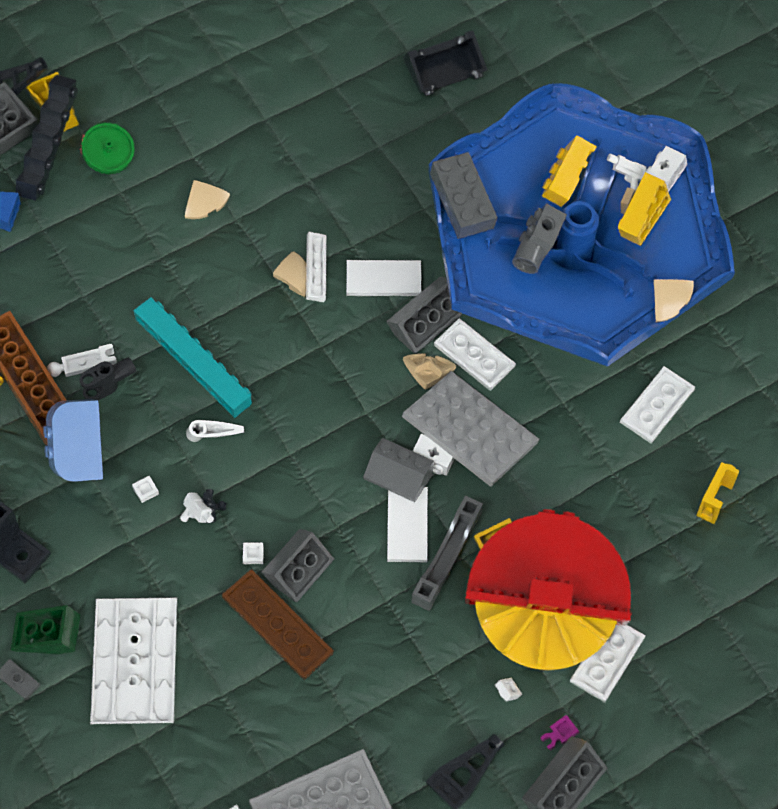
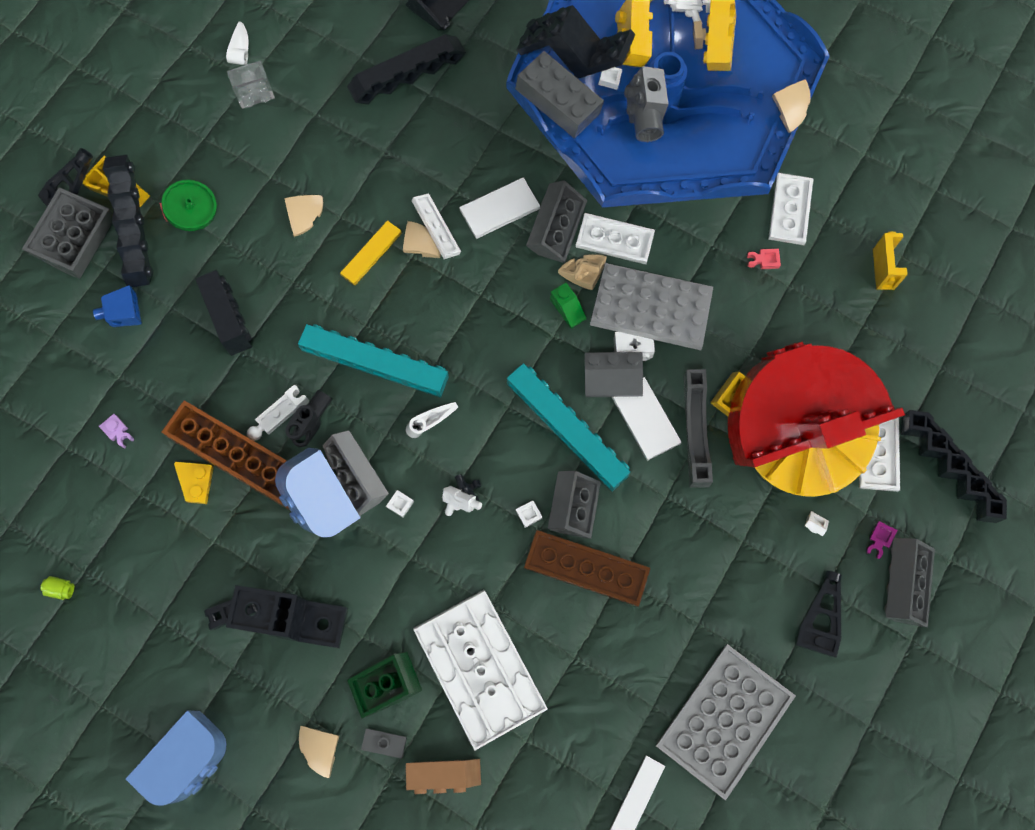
camera: 25 degrees left, 10 degrees up
(53, 728) = (443, 775): none -> medium nougat wedge
(85, 254) = (224, 312): none -> black brick
(120, 444) = (354, 472): none -> light grey wedge
(220, 67) = (250, 84): none -> clear brick
(230, 27) = (238, 47): none -> white piece
(244, 263) = (371, 253): none -> yellow tile
(331, 496) = (568, 427): none -> teal brick
(369, 114) = (405, 68): none -> black brick
(394, 391) = (567, 305): none -> green slope
(501, 157) = (575, 42): none -> black bracket
(520, 201) = (610, 78): none -> white plate
(605, 438) = (766, 258): none -> coral plate
(667, 701) = (955, 465): none -> black brick

